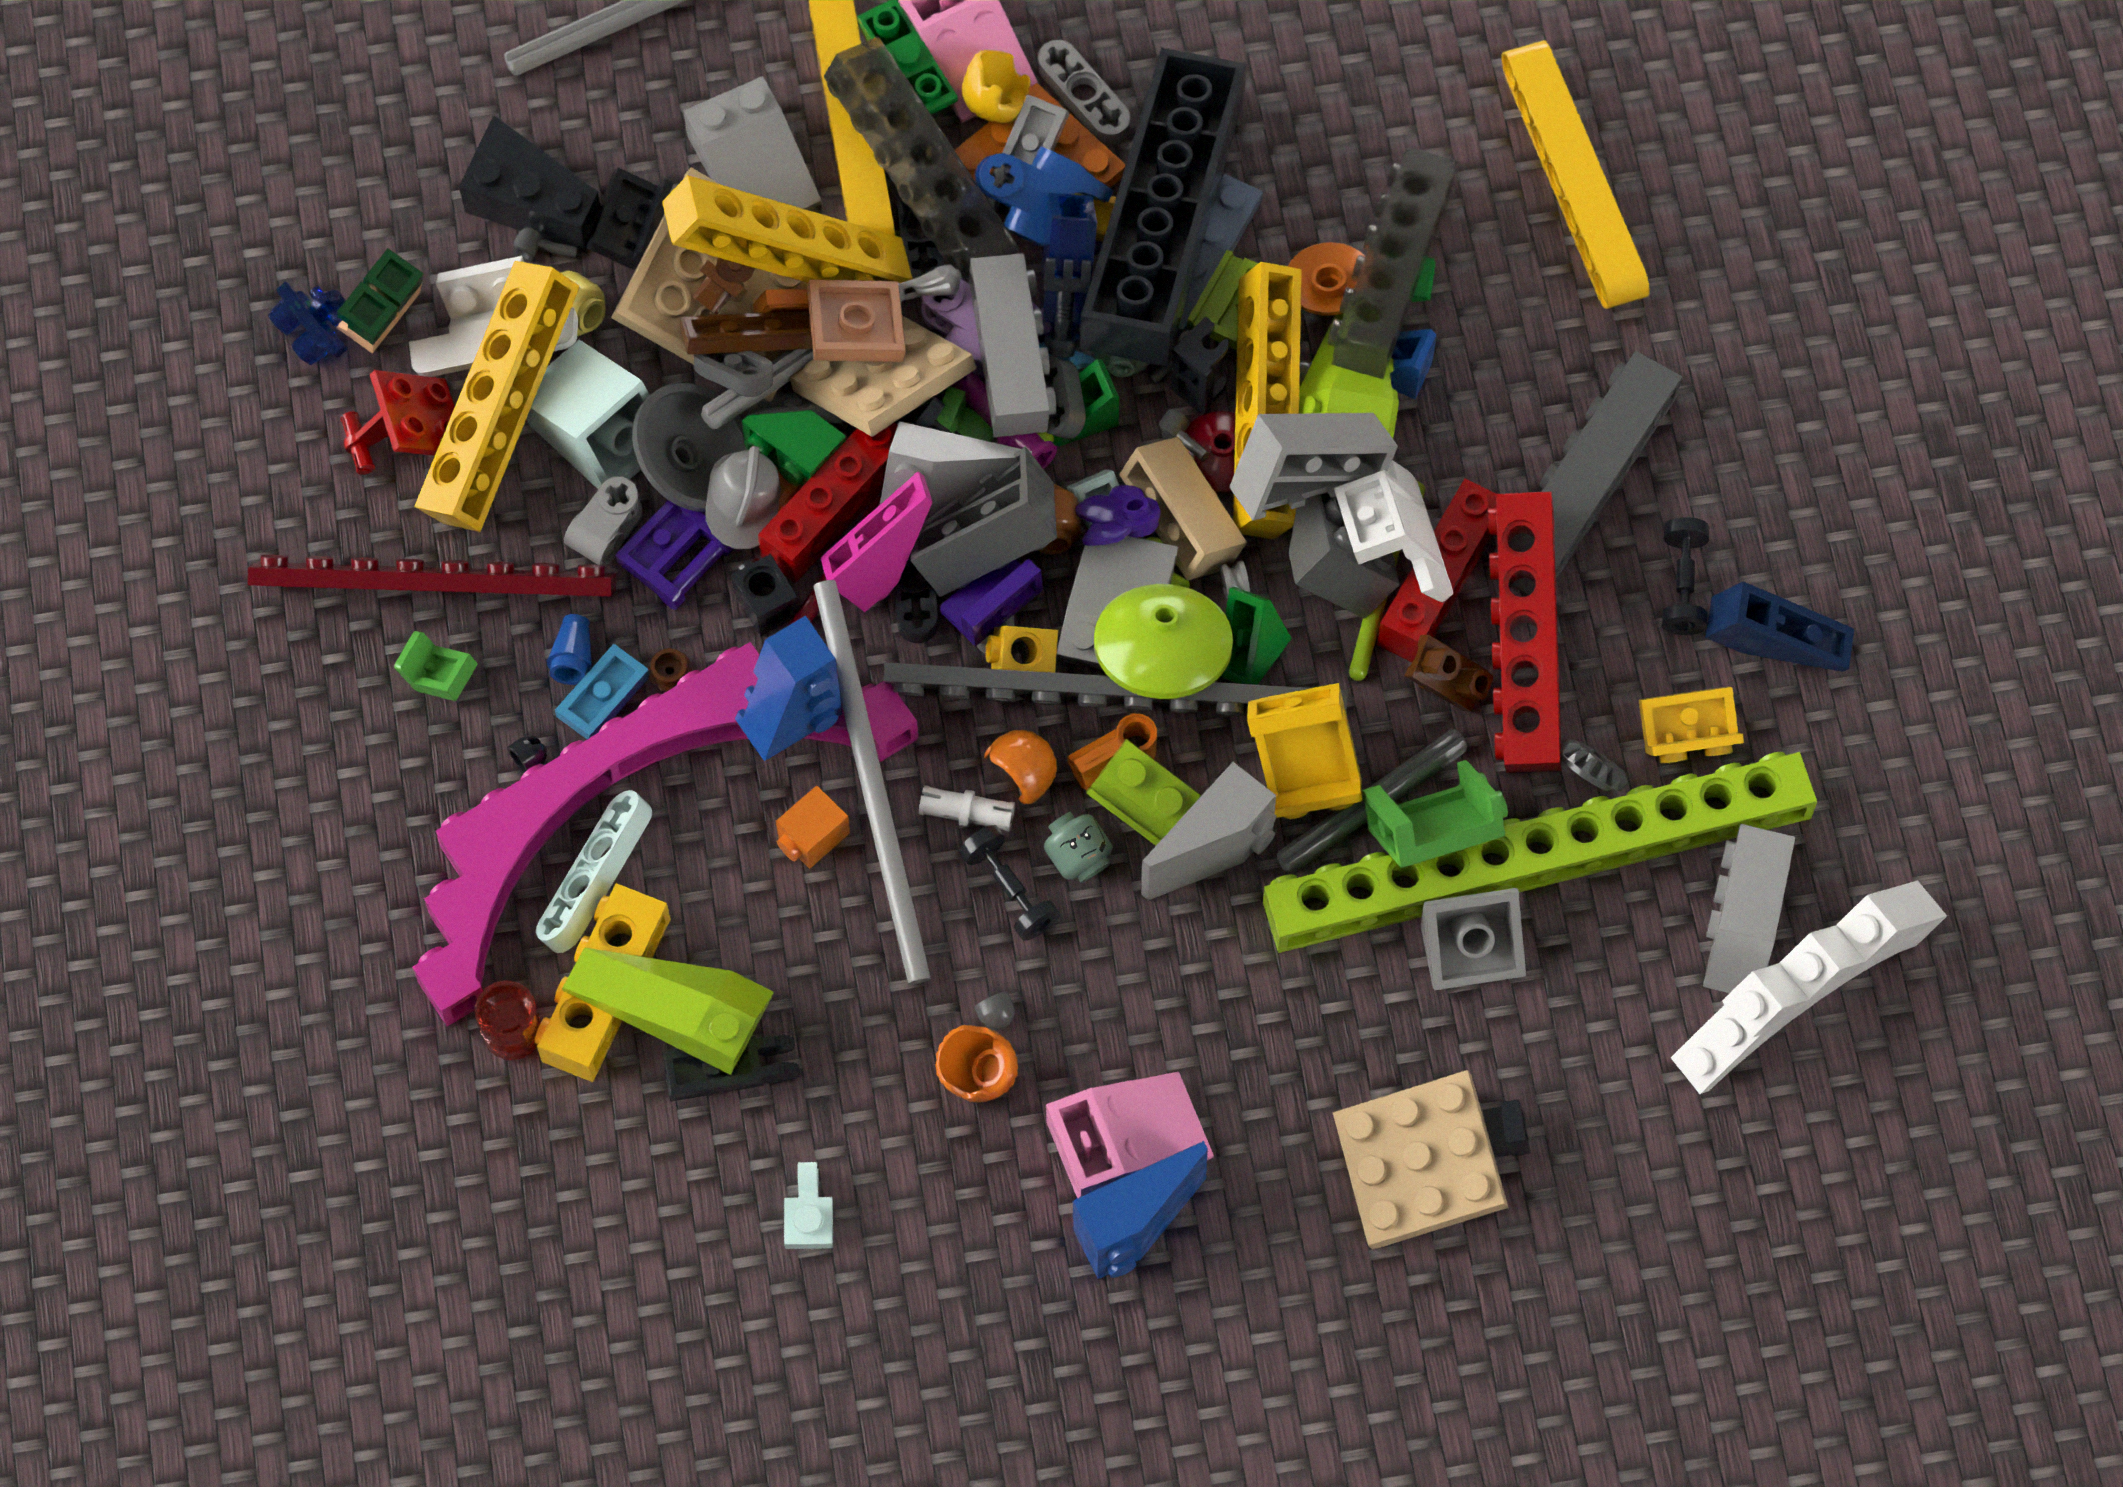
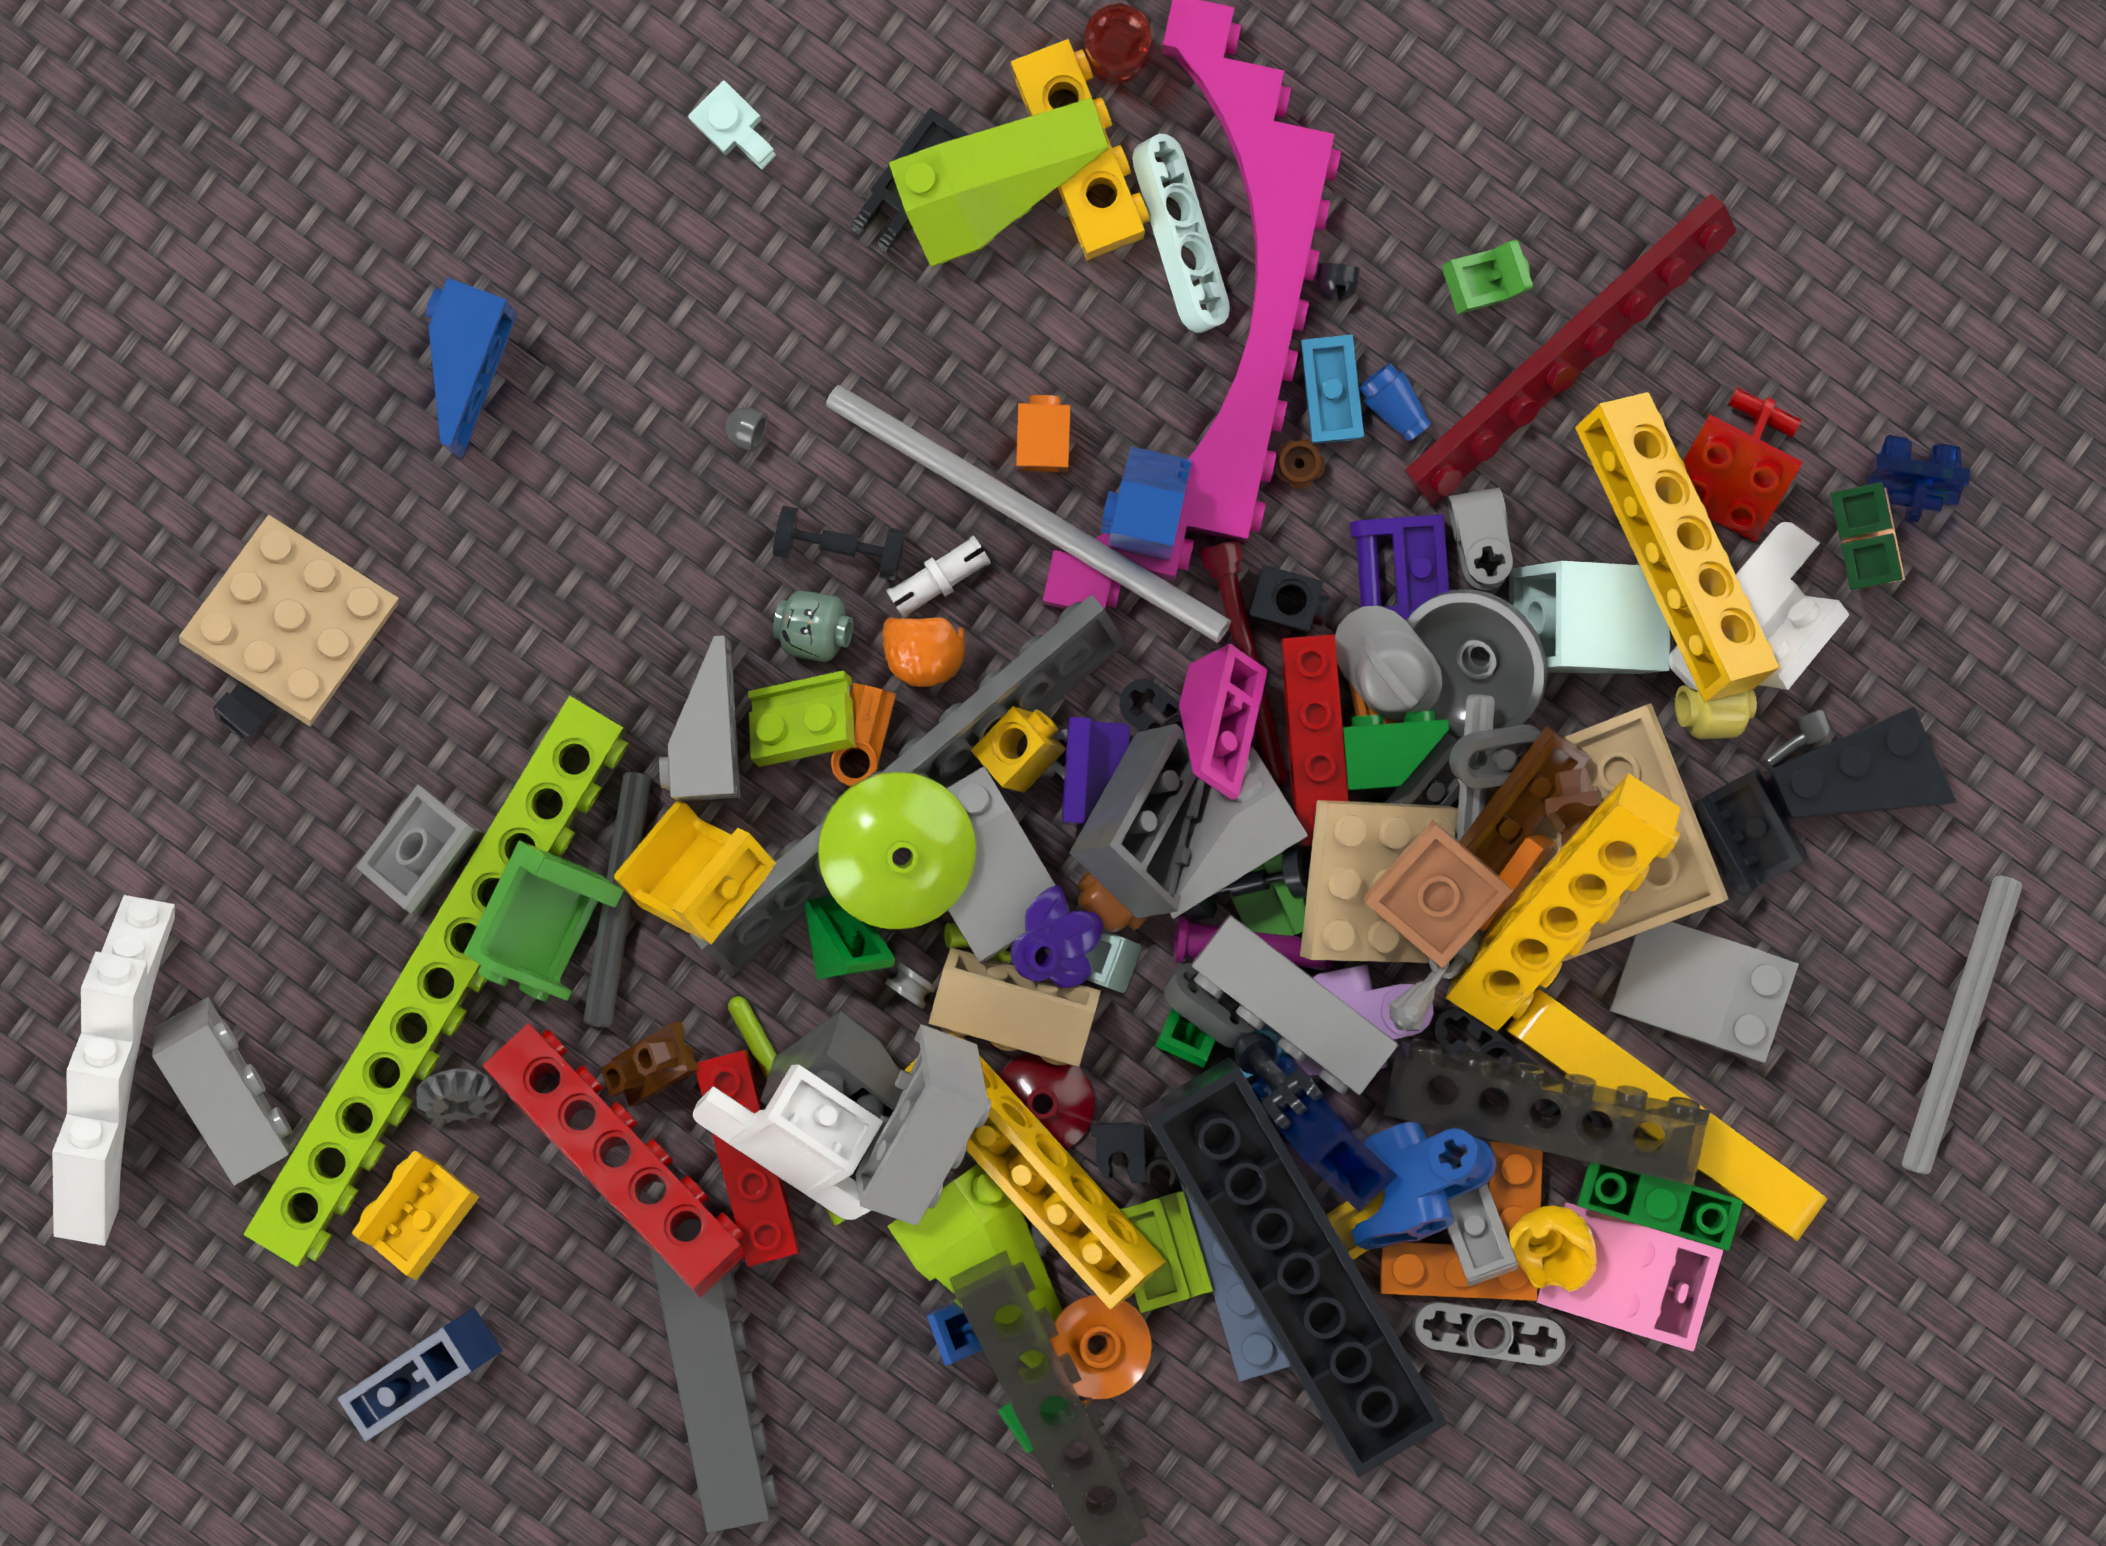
camera: 135 degrees right, 20 degrees up
(976, 1063) = (710, 360): orange hair -> none
(1122, 1129) = (537, 420): bright pink slope -> none
(1174, 425) = (1101, 1081): dark grey hand -> none
(1685, 617) = (542, 1350): black wheel -> none

